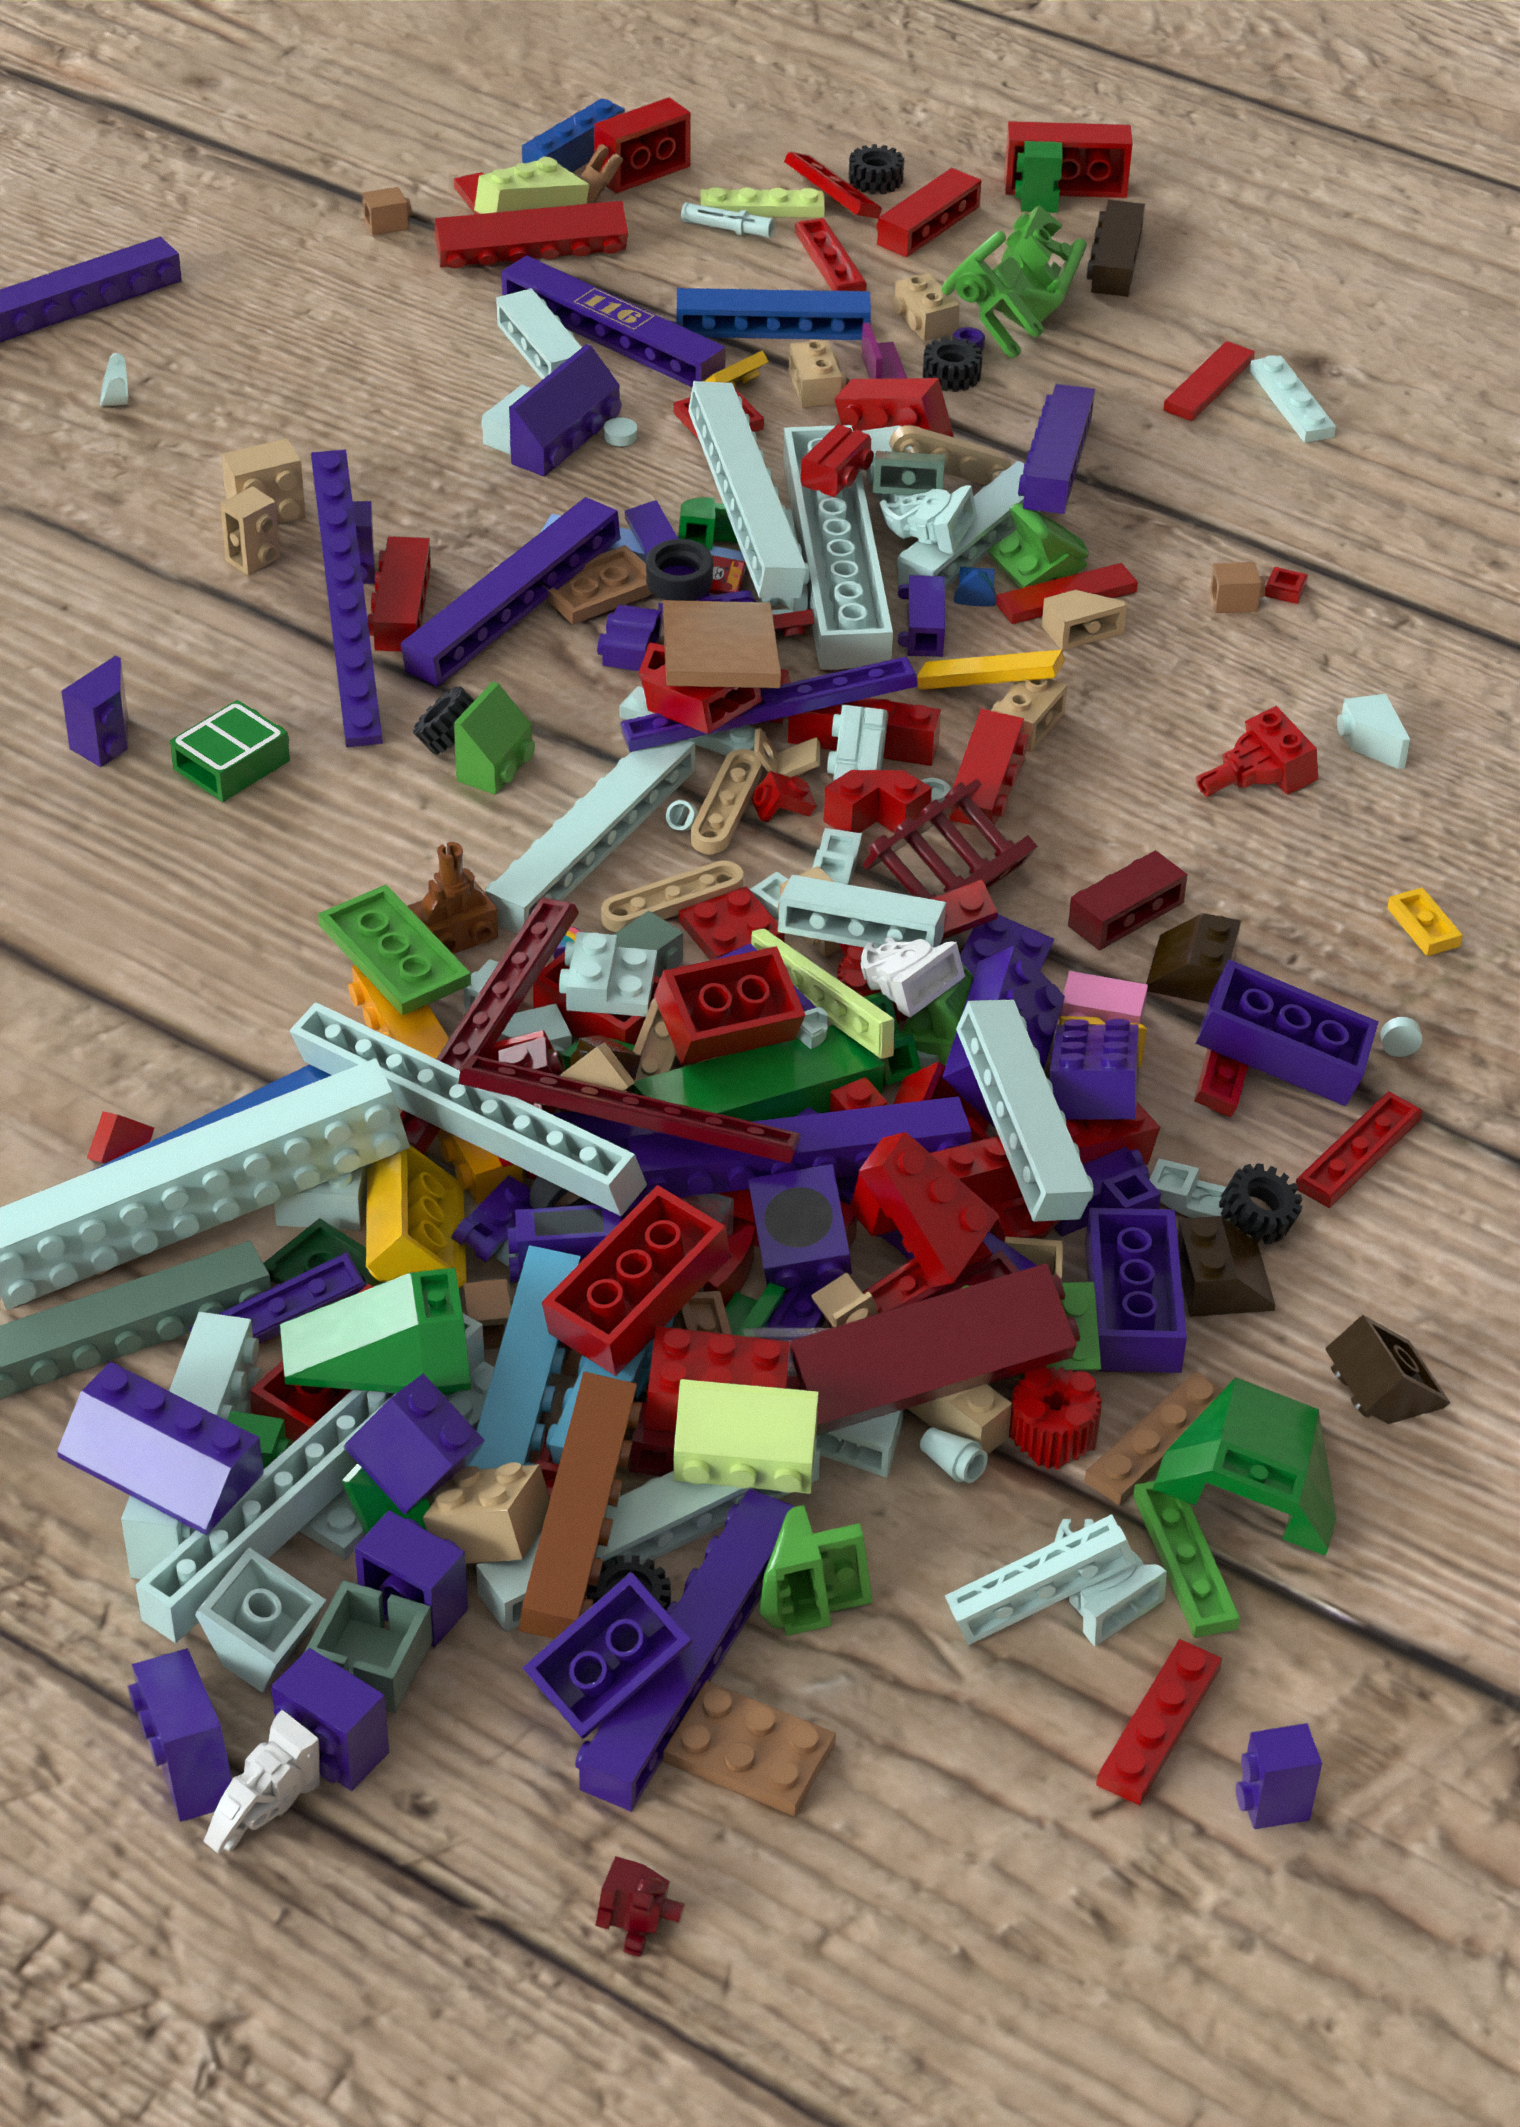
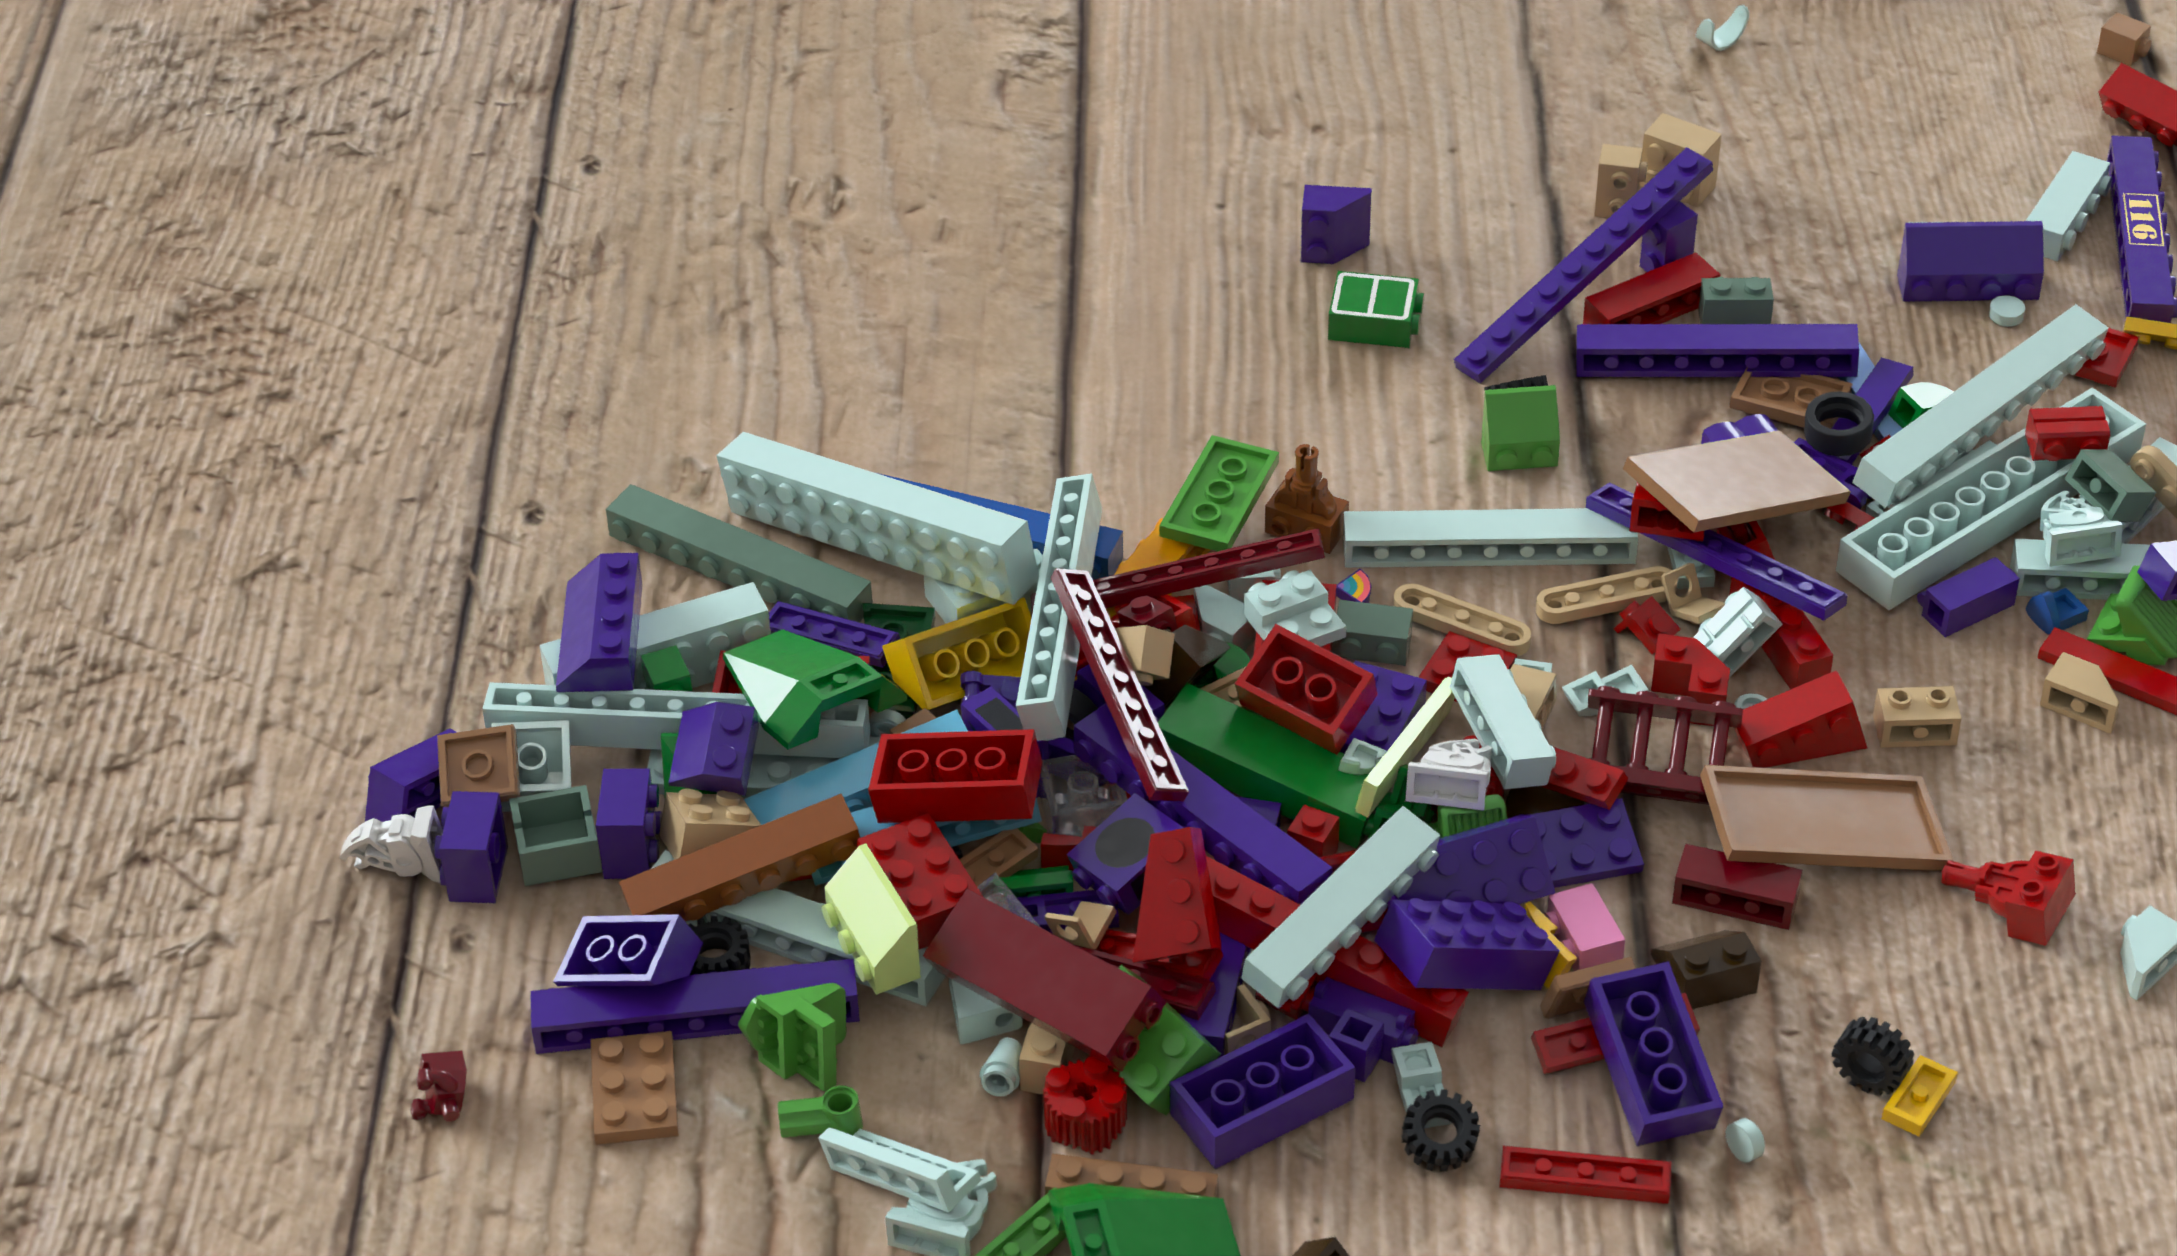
camera: 60 degrees right, 0 degrees up
(117, 1136) = (924, 468): red panel -> none
(241, 1653) = (479, 762): none -> medium nougat tile
(464, 553) = (1736, 301): none -> sand green brick
(677, 813) = (1560, 575): light aqua hinge -> none
(912, 1614) = (835, 1109): none -> bright green piece
(990, 669) = (1930, 664): yellow tile -> none
(1104, 812) = (1825, 818): none -> medium nougat tile
(1184, 1033) = (1569, 989): none -> medium nougat tile
(1221, 1269) = (1347, 1139): dark brown slope -> none
(1379, 918) = (1873, 1055): none -> black tyre

